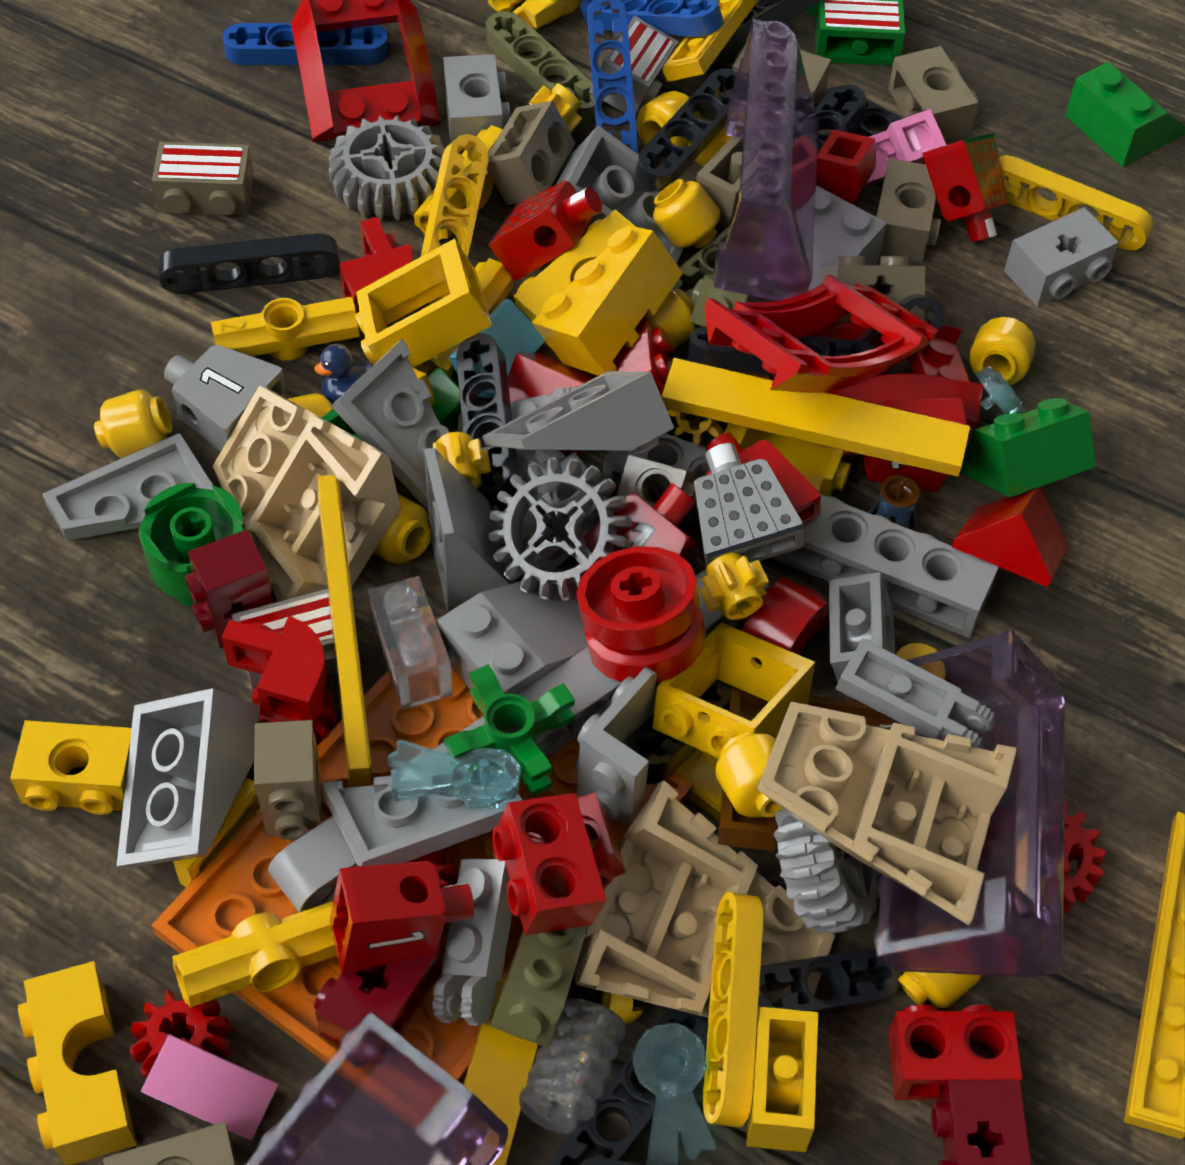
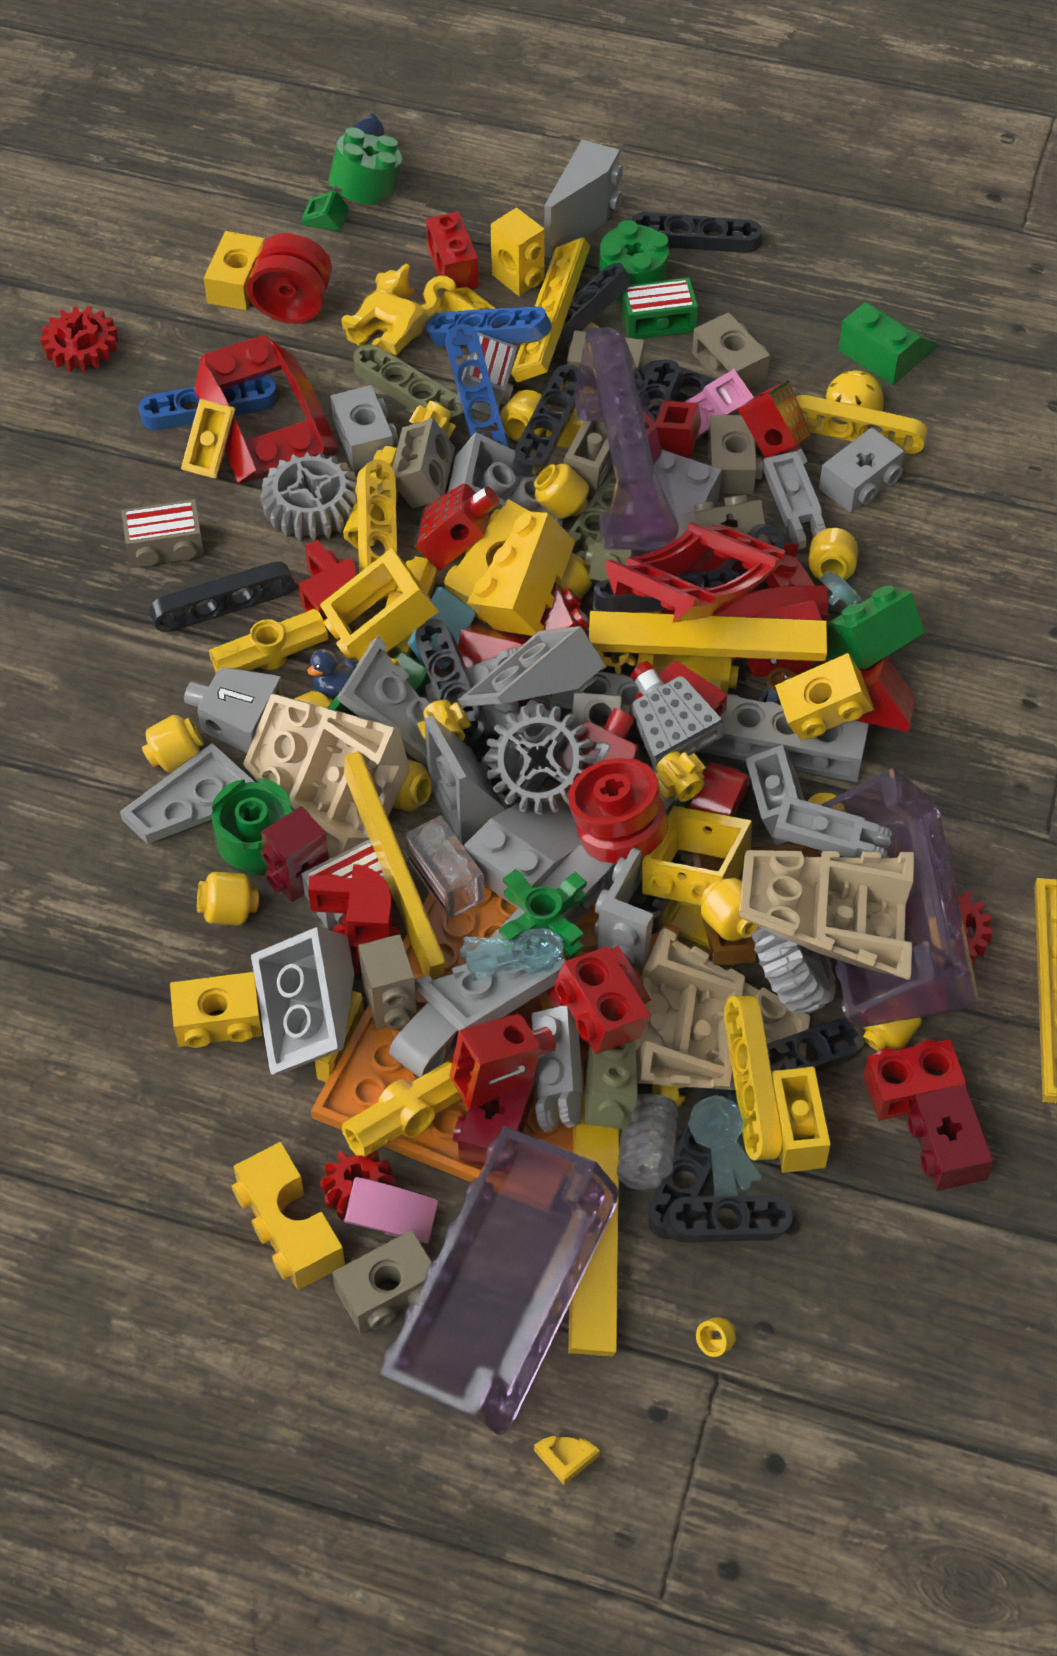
camera: 10 degrees left, 0 degrees up
(135, 627) = (226, 898): none -> yellow head
(286, 80) = (207, 439): none -> yellow slope
(922, 513) = (804, 694): none -> yellow brick
(970, 270) = (793, 495): none -> light grey hinge
(1076, 159) = (856, 387): none -> yellow helmet

